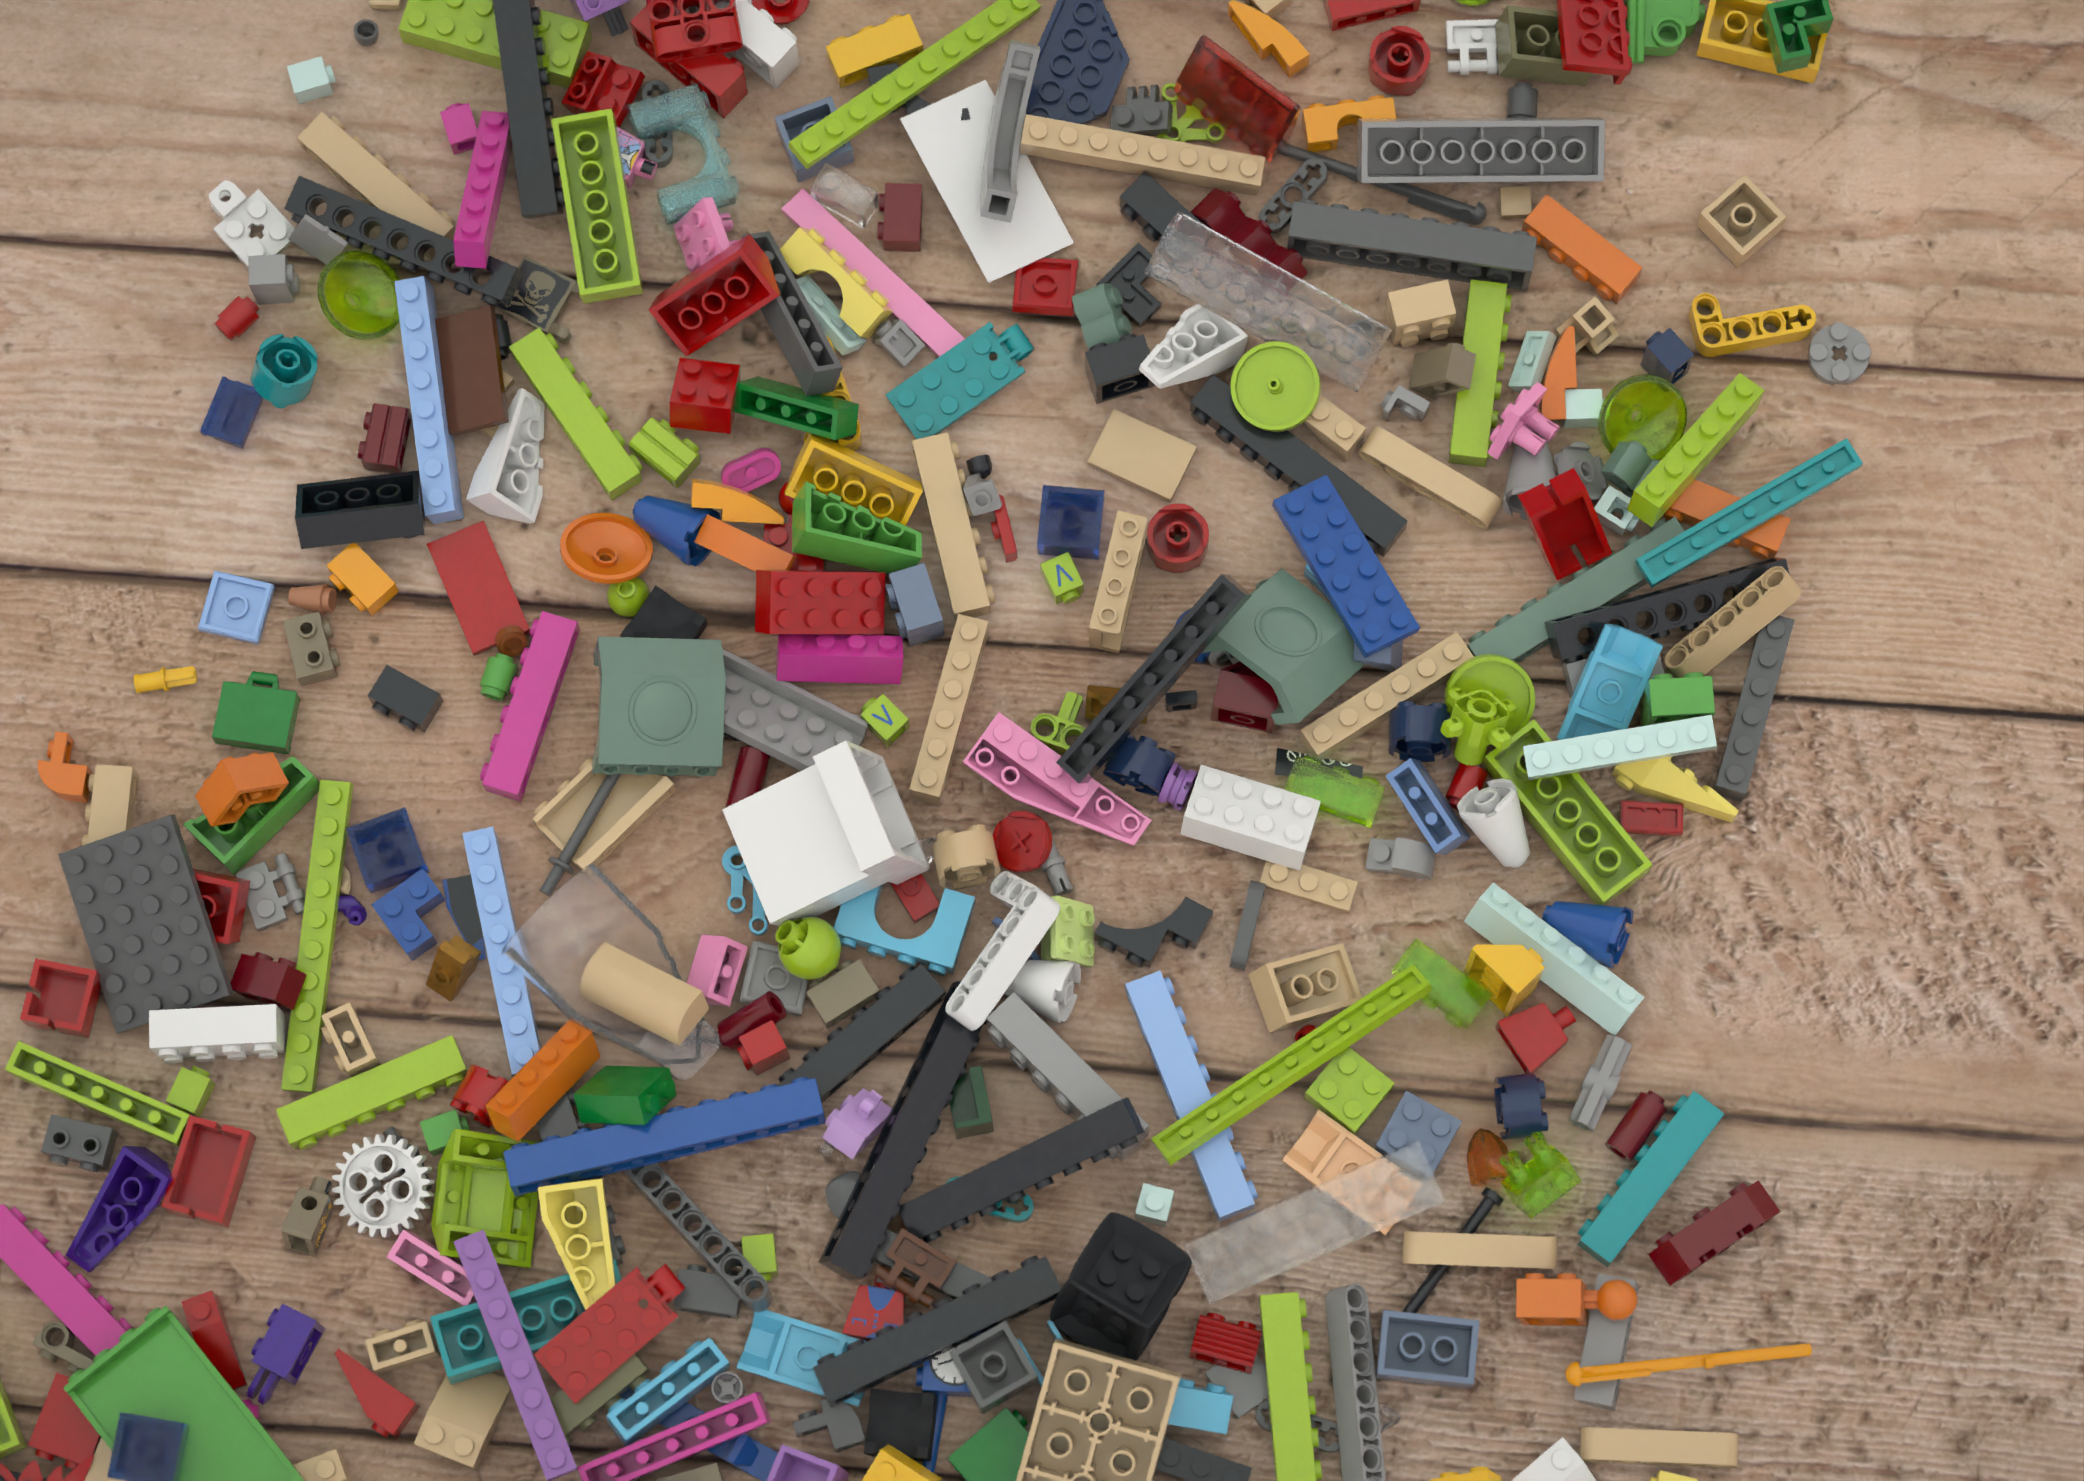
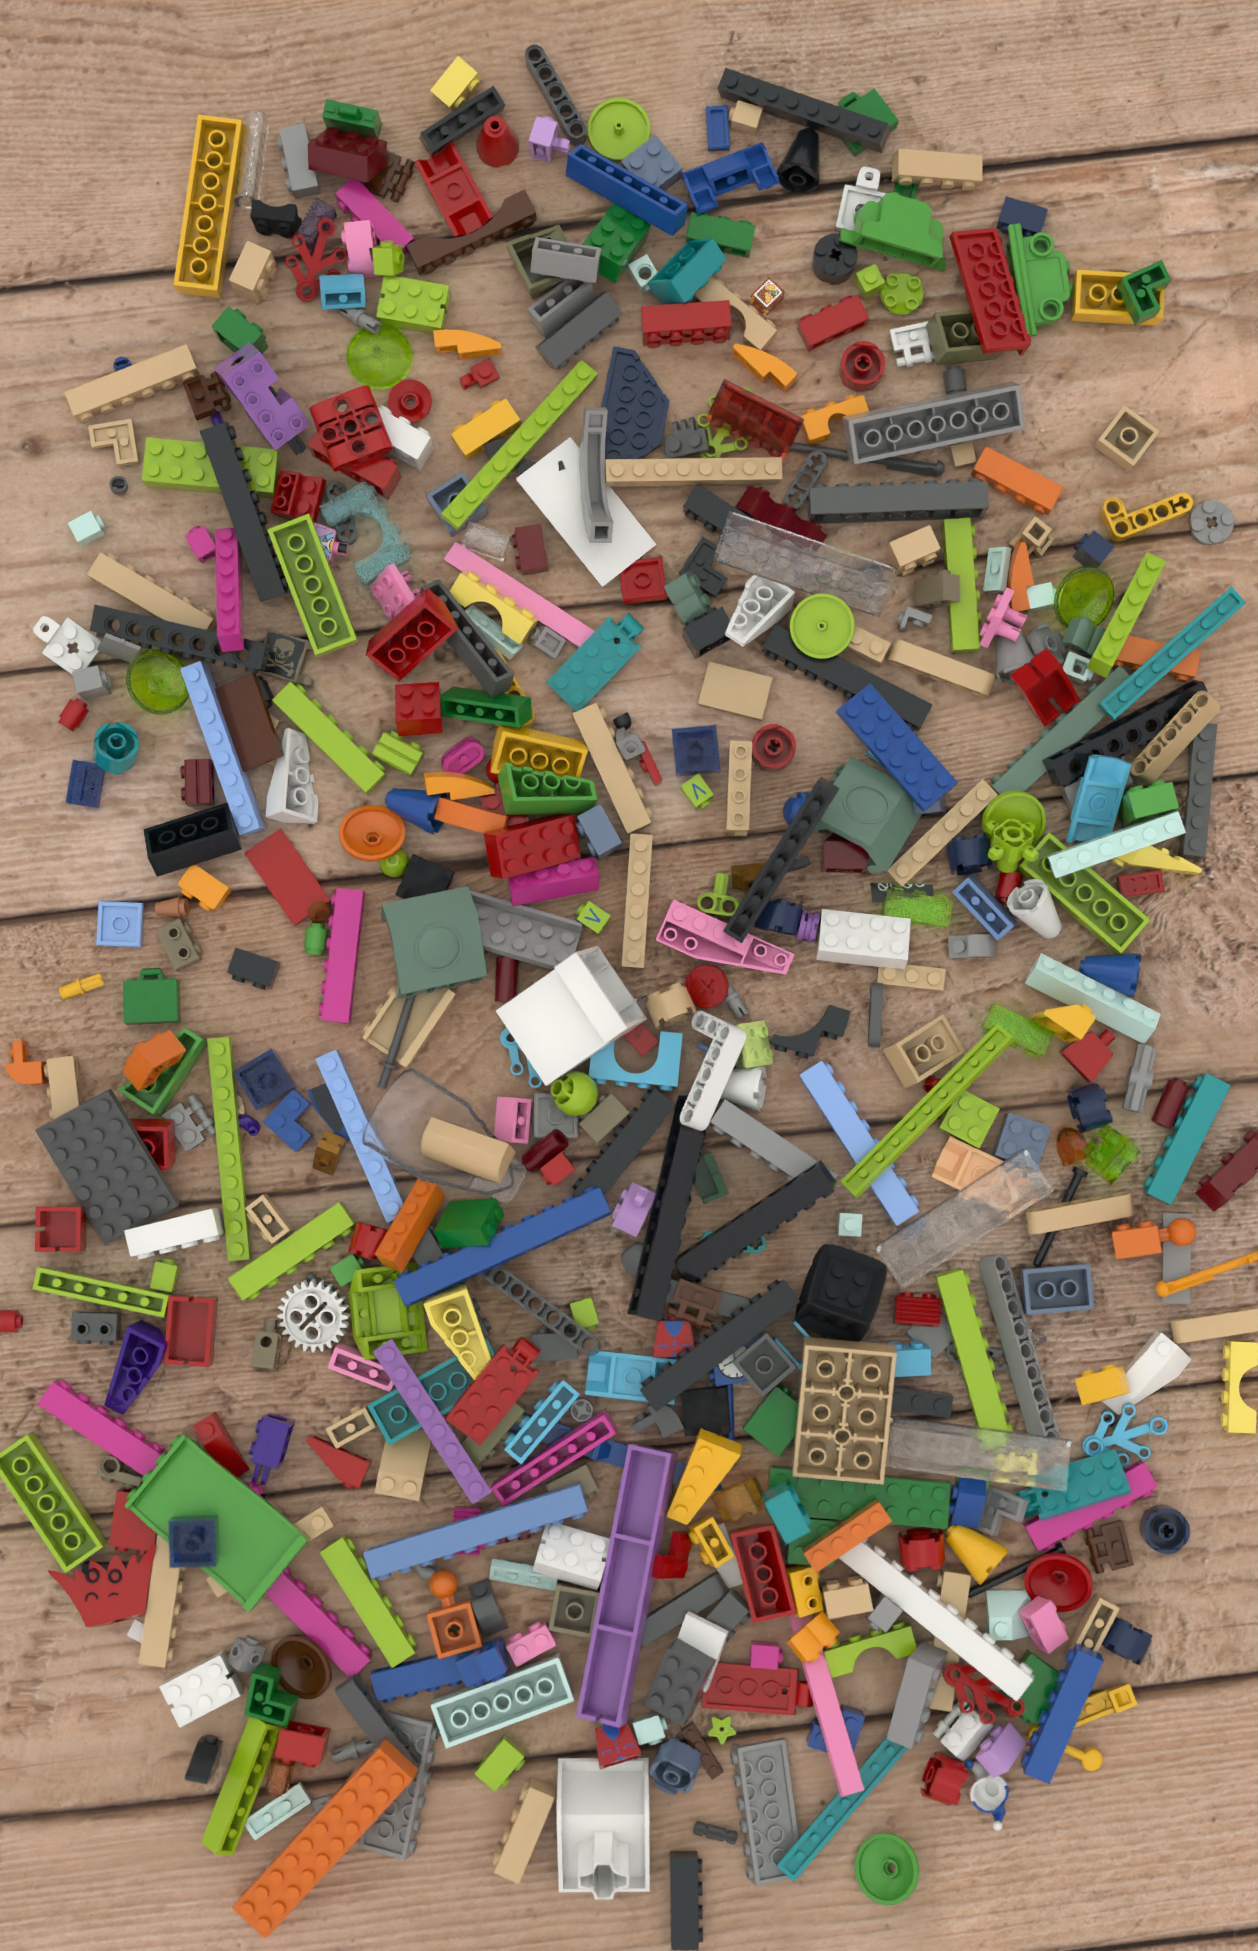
camera: 10 degrees left, 10 degrees up
(267, 980) = (202, 1189): dark red brick -> none

